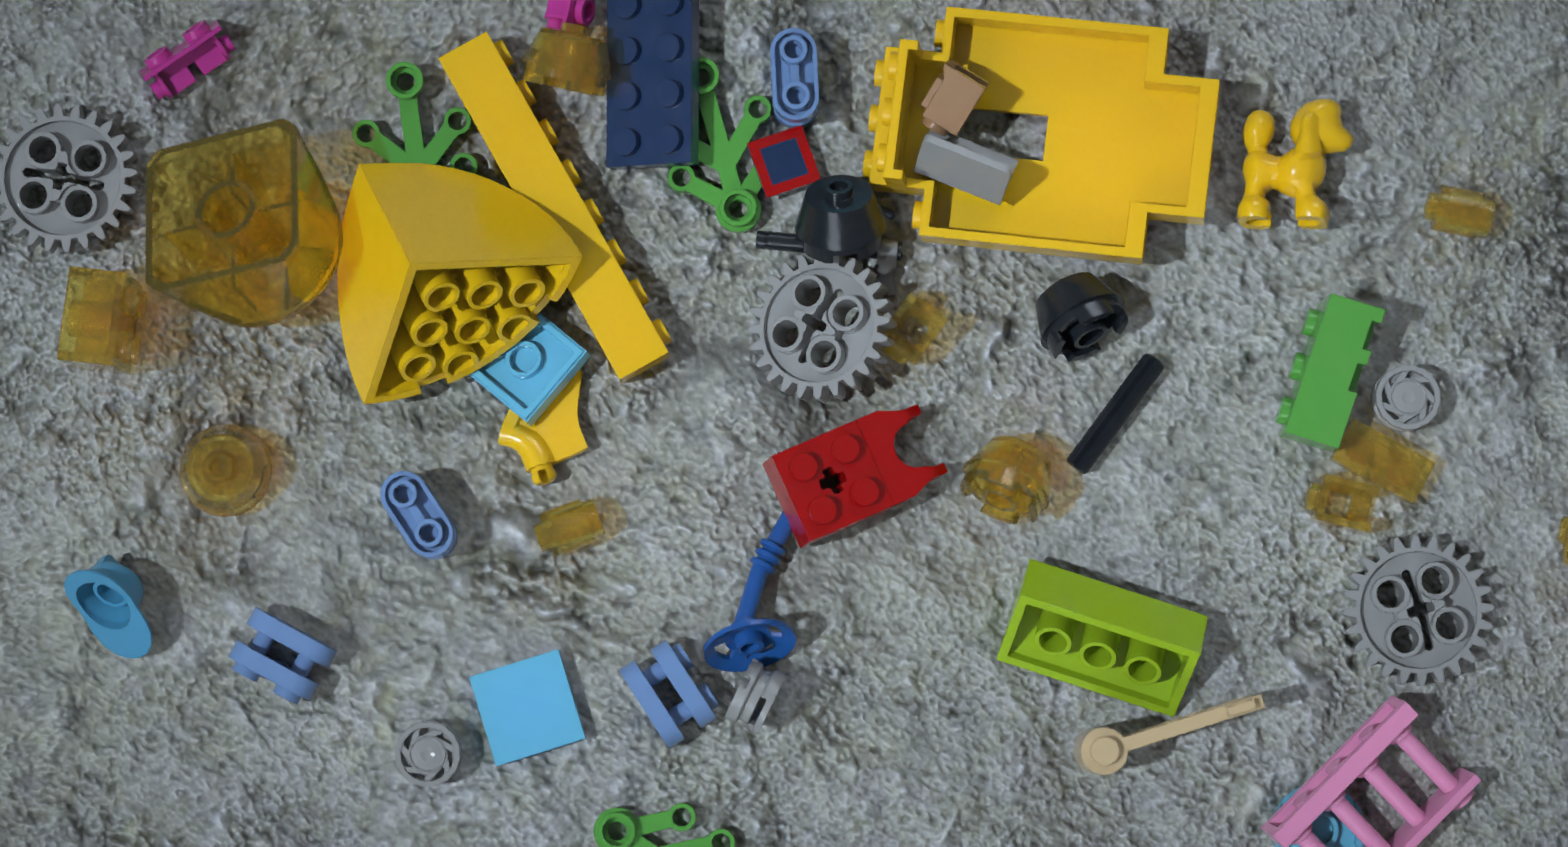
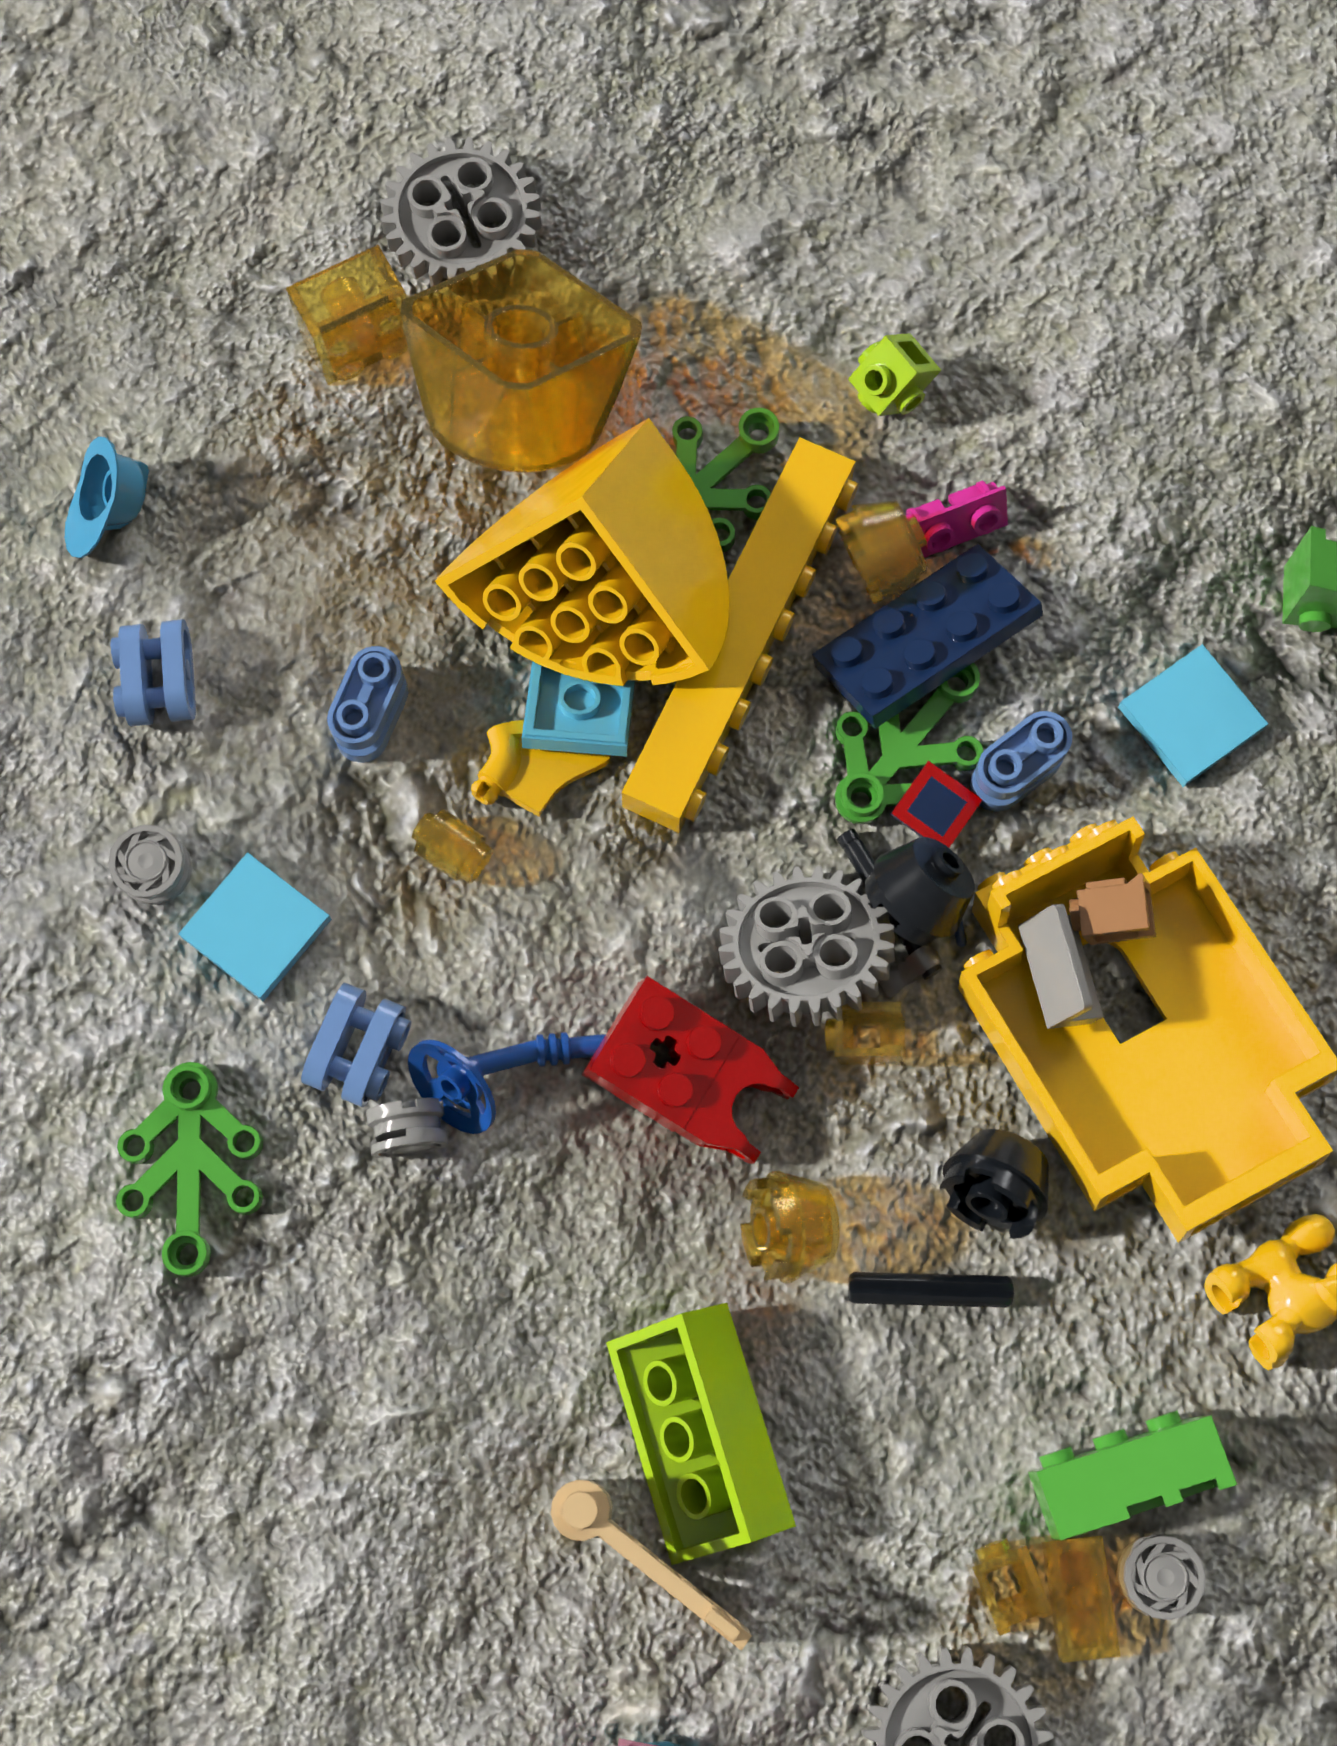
camera: 55 degrees right, 10 degrees down
(199, 46) = (624, 235): dark pink hinge -> none
(225, 470) = (294, 514): clear yellow cone -> none

